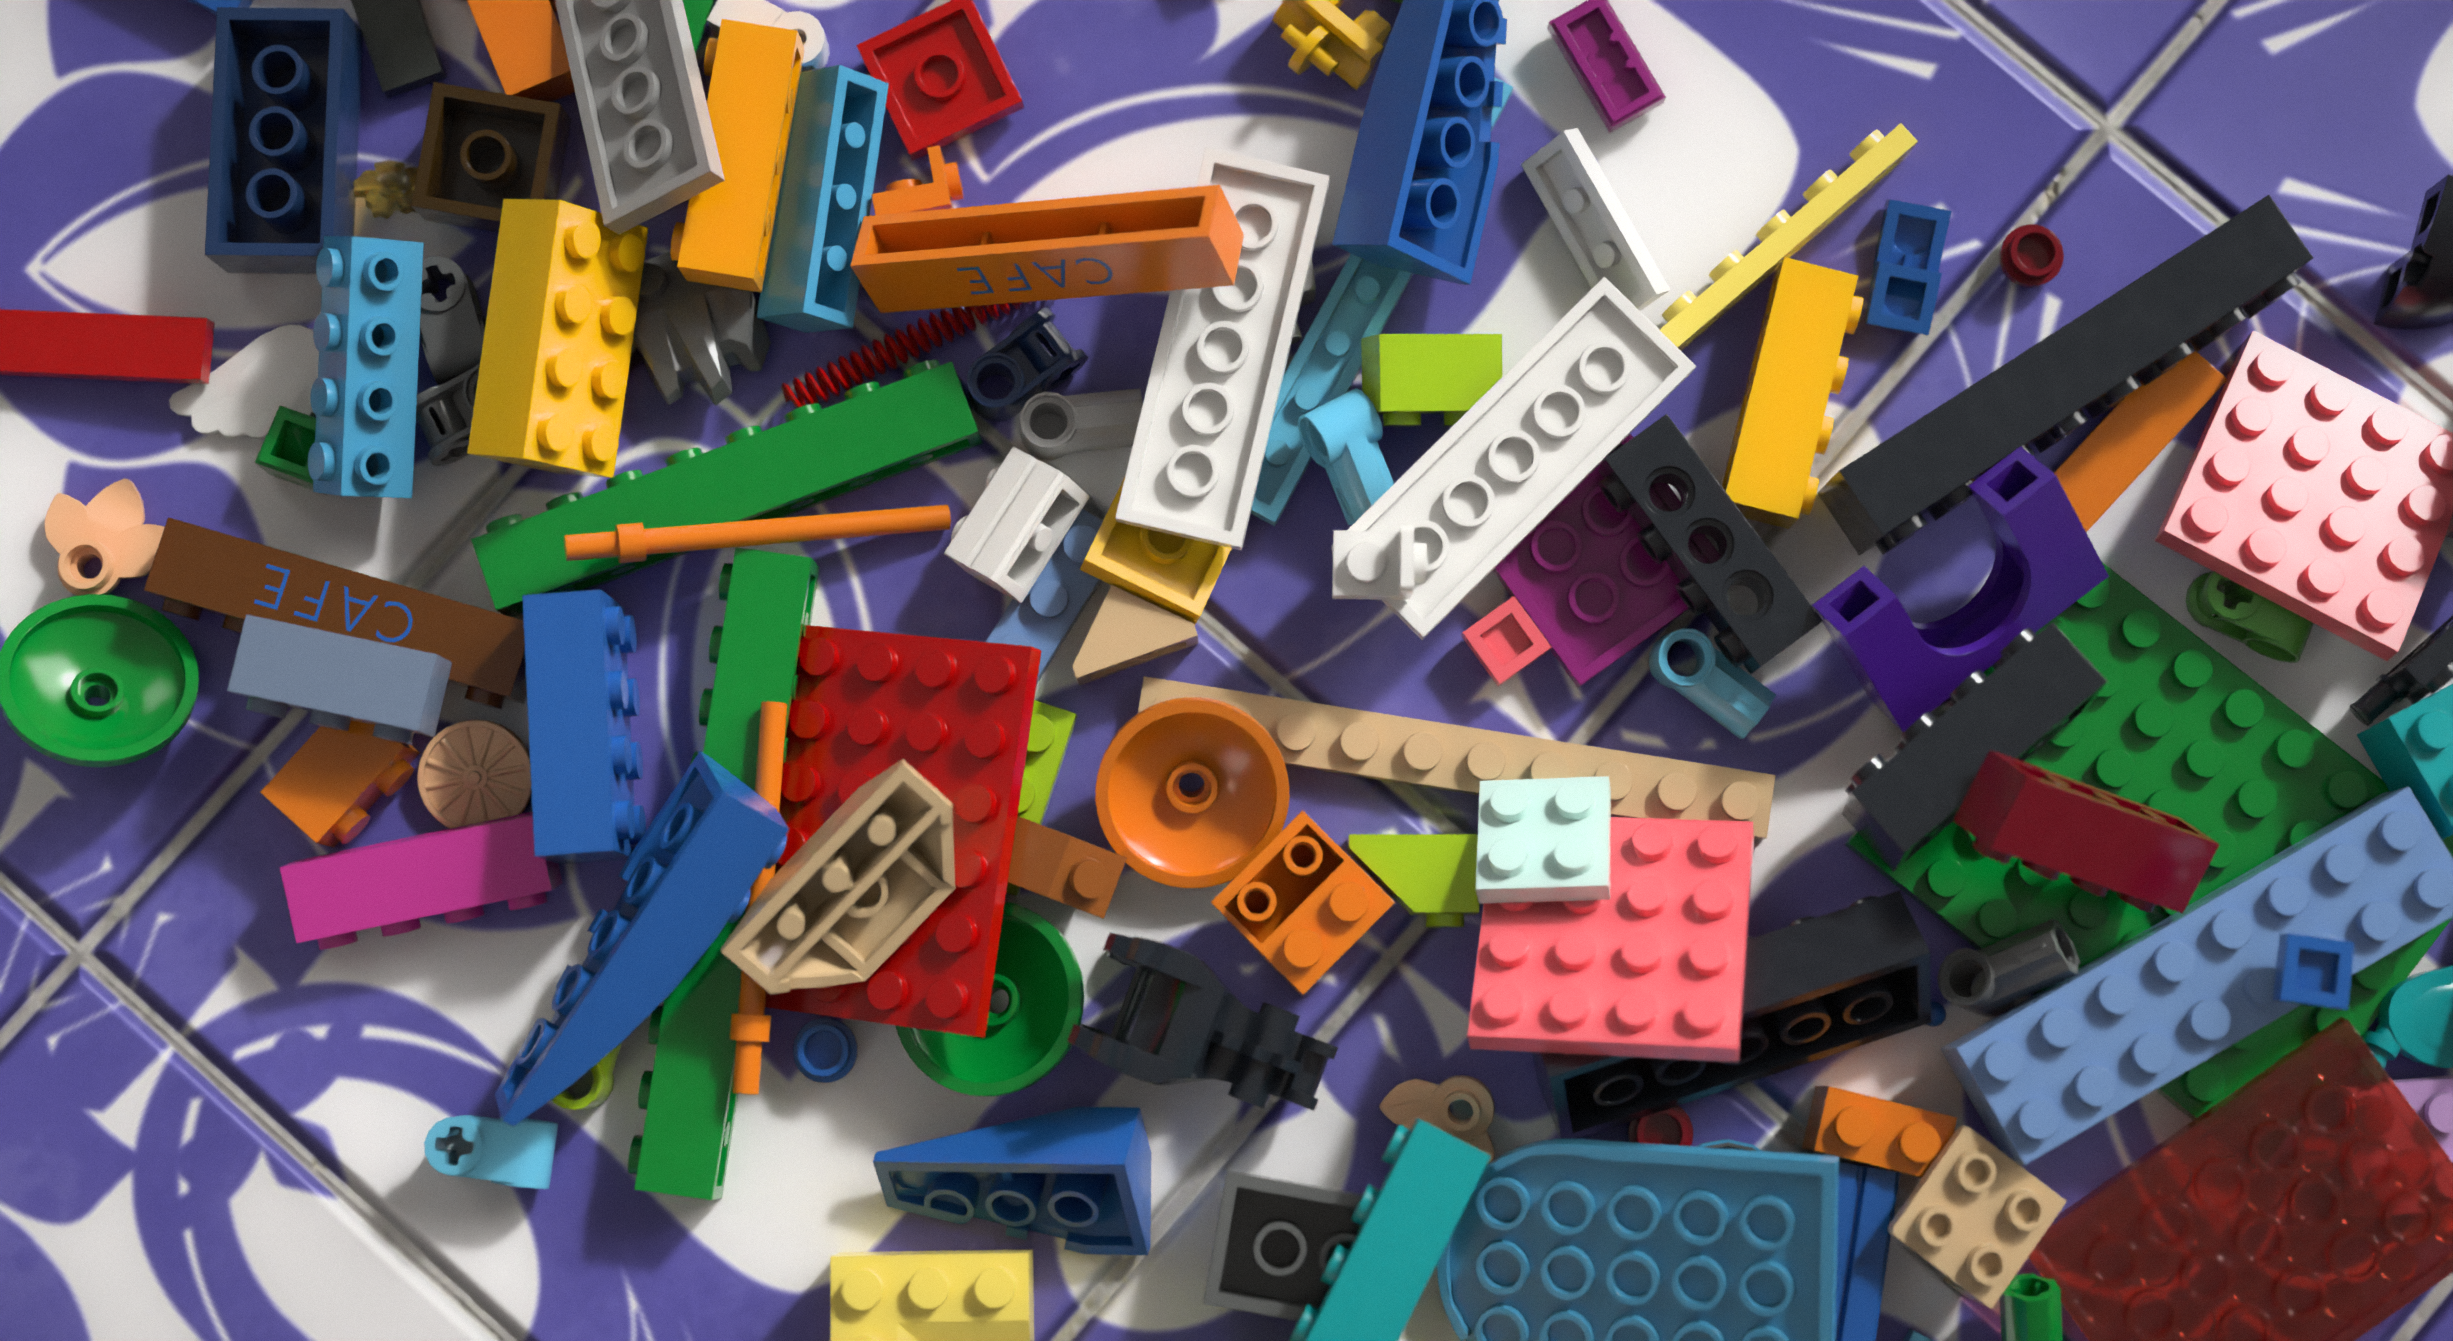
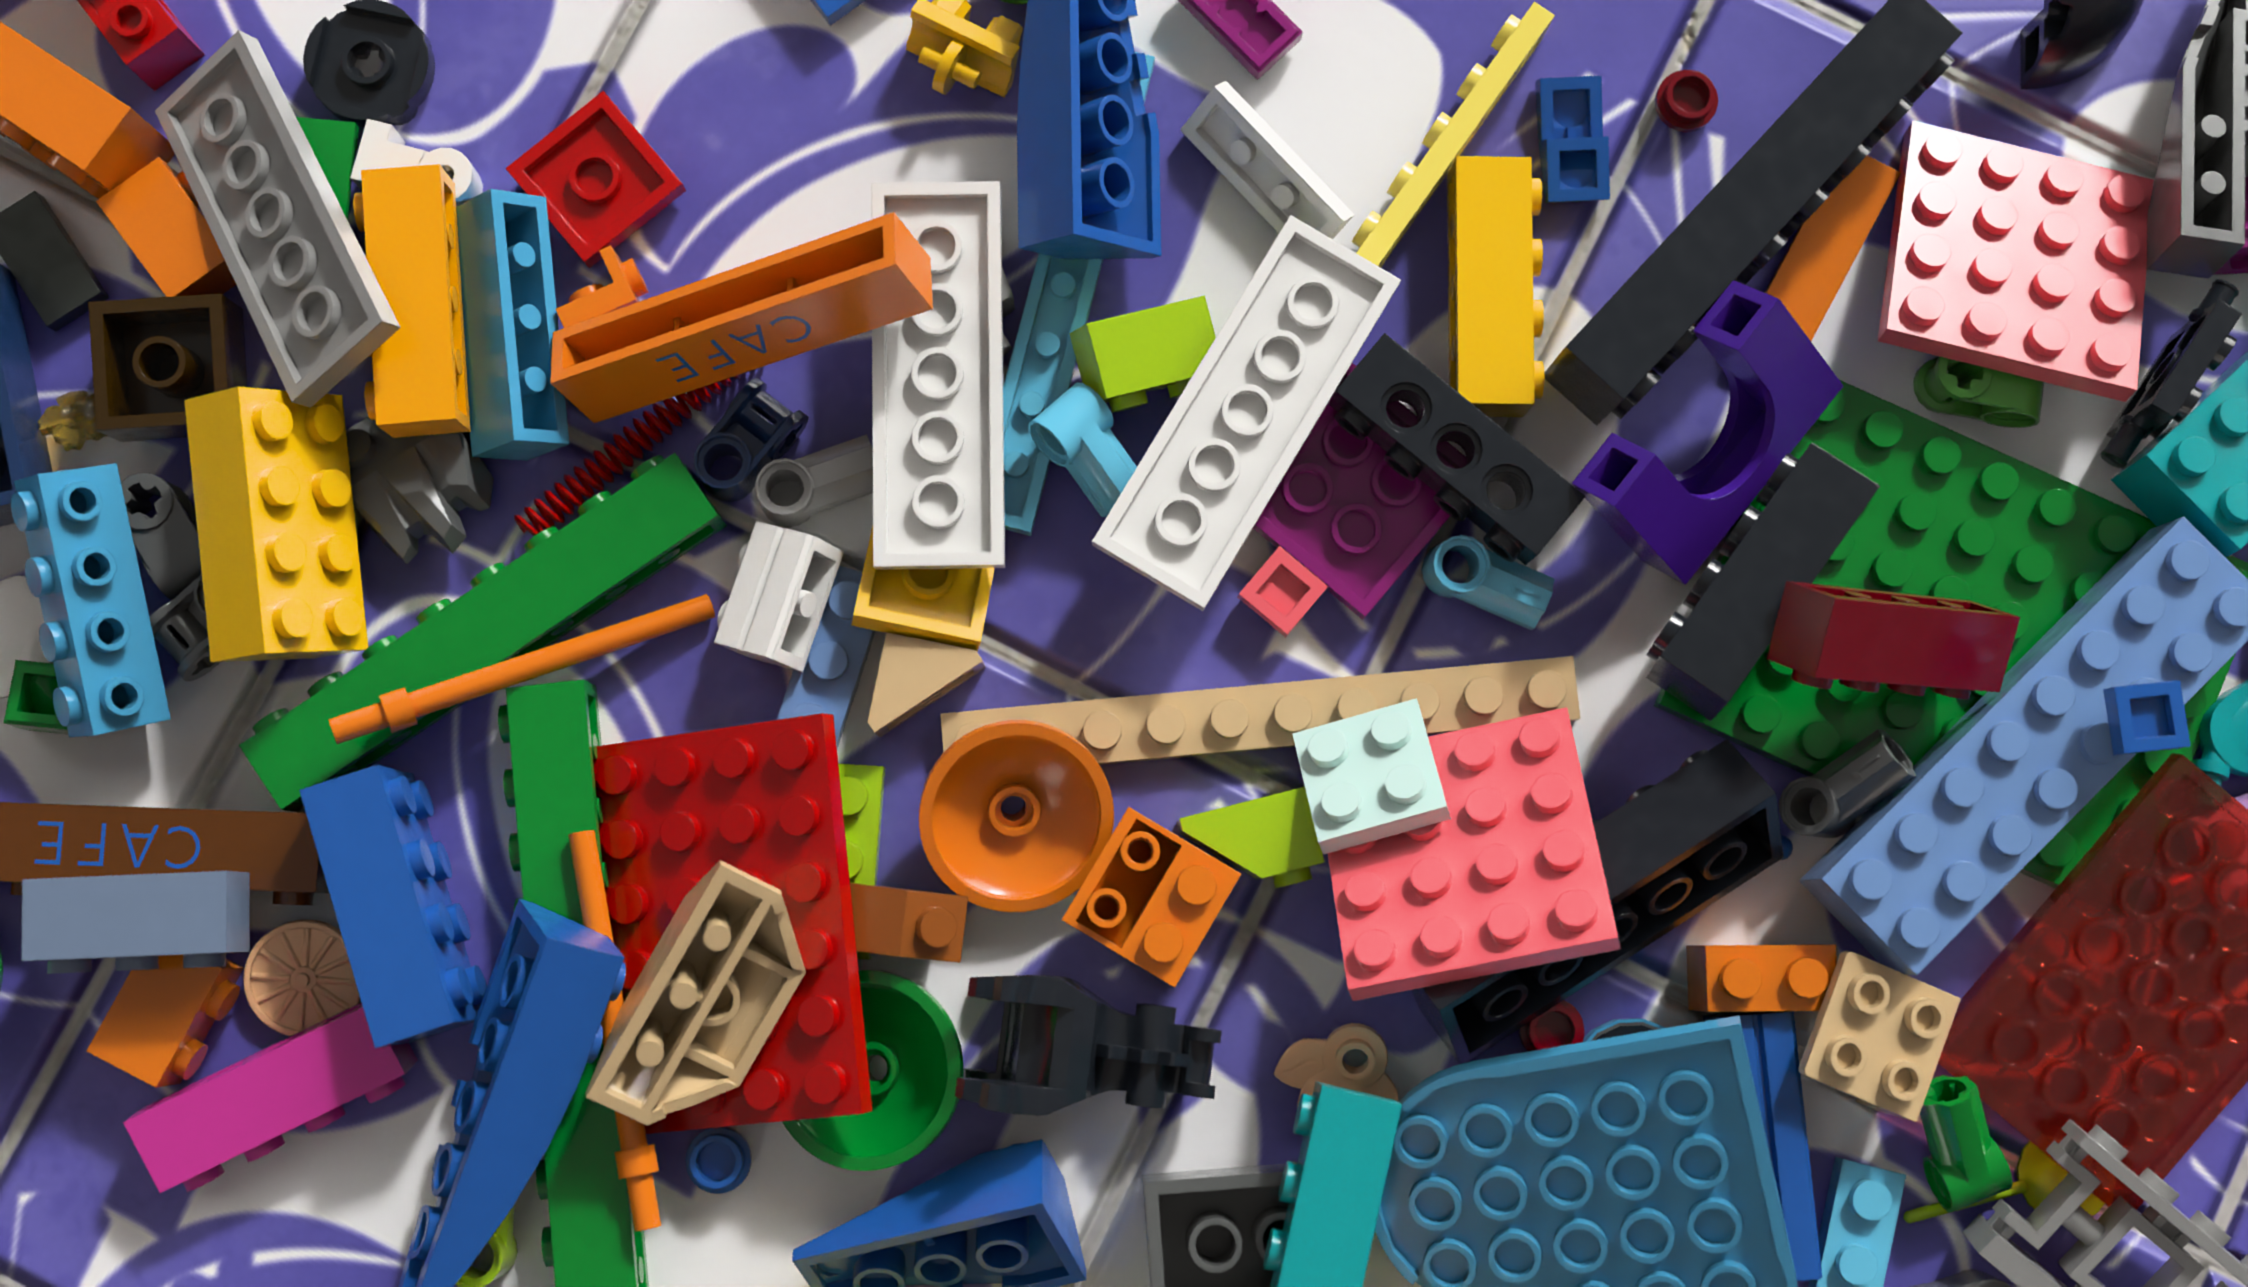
camera: 25 degrees left, 0 degrees up
(1377, 564) = (1142, 548): white bracket -> none

